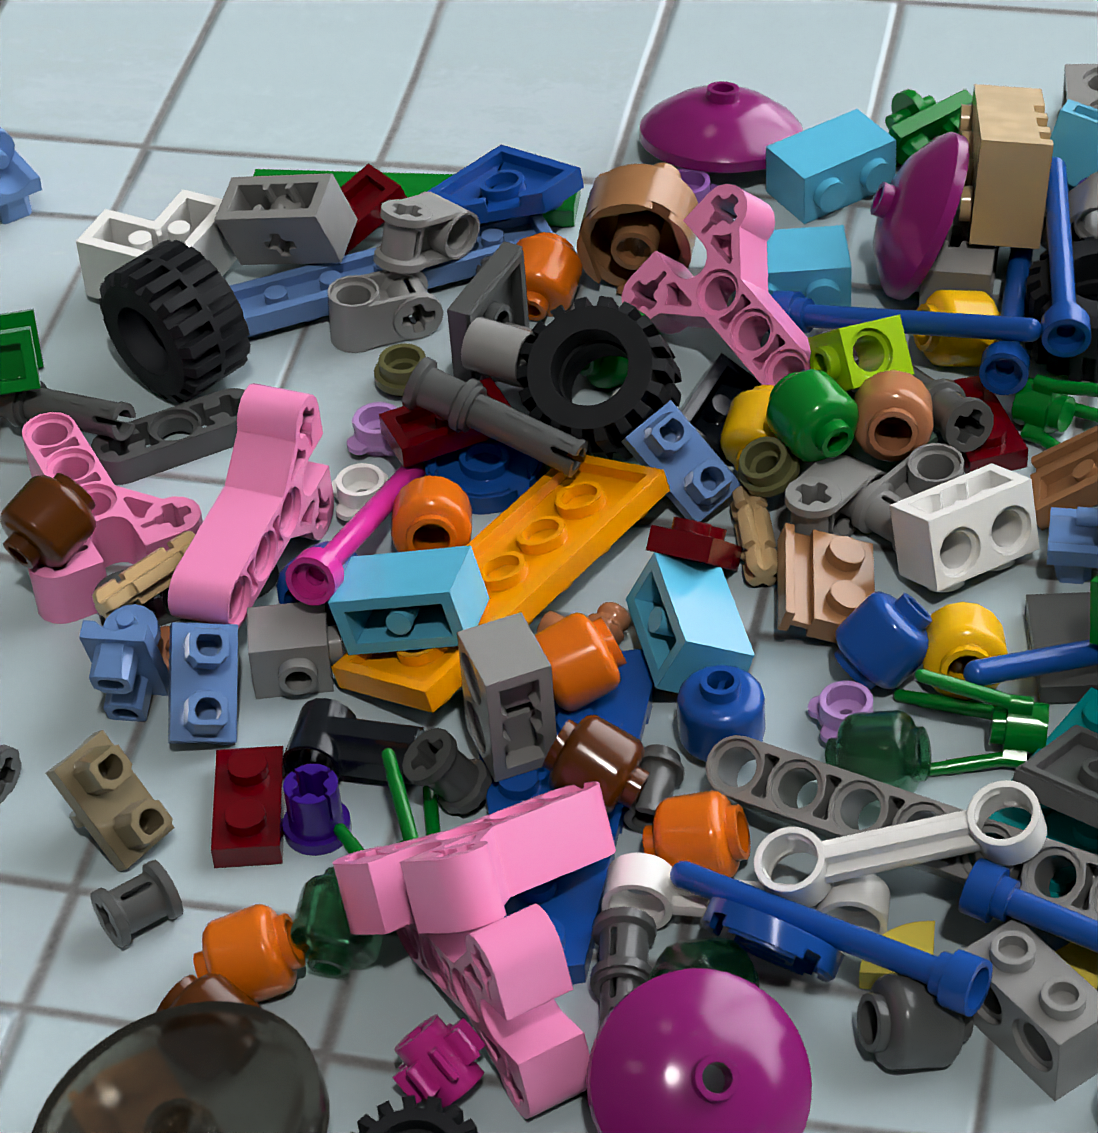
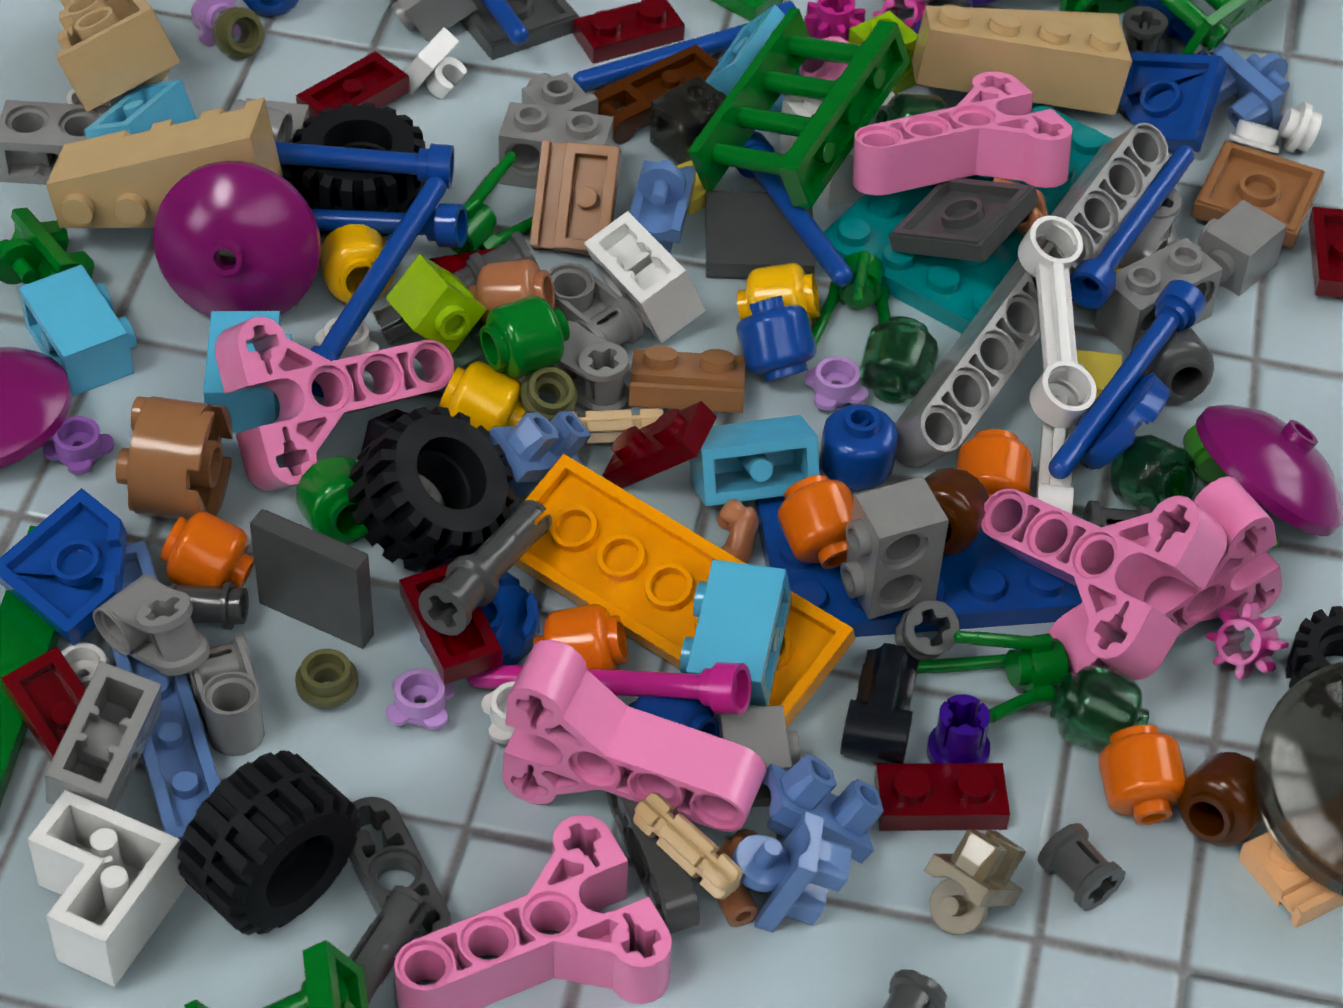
camera: 95 degrees left, 5 degrees up
(48, 521) = (623, 923): reddish brown head -> none
(495, 349) = (391, 548): light grey piece -> none

